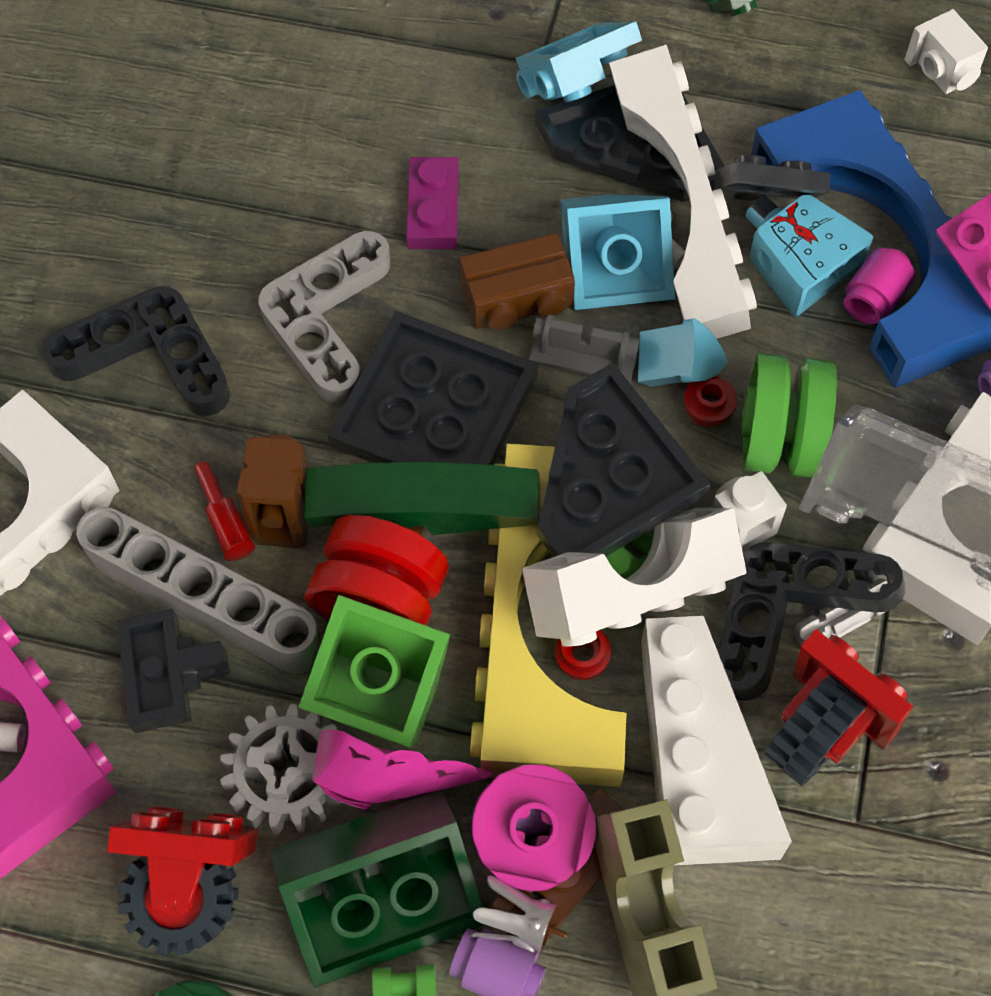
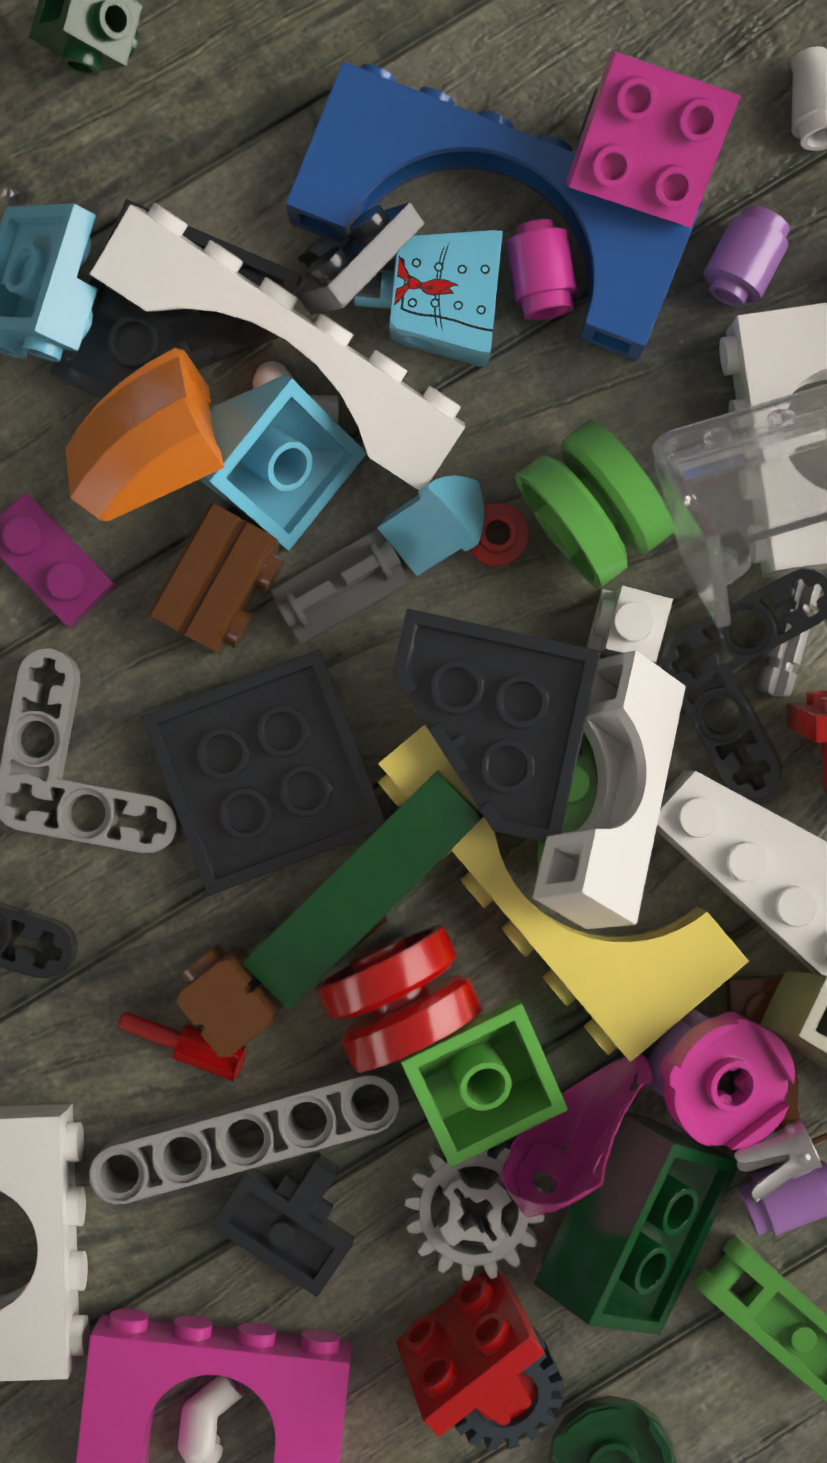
camera: 45 degrees left, 25 degrees up
(558, 168) = (144, 439): none -> orange slope

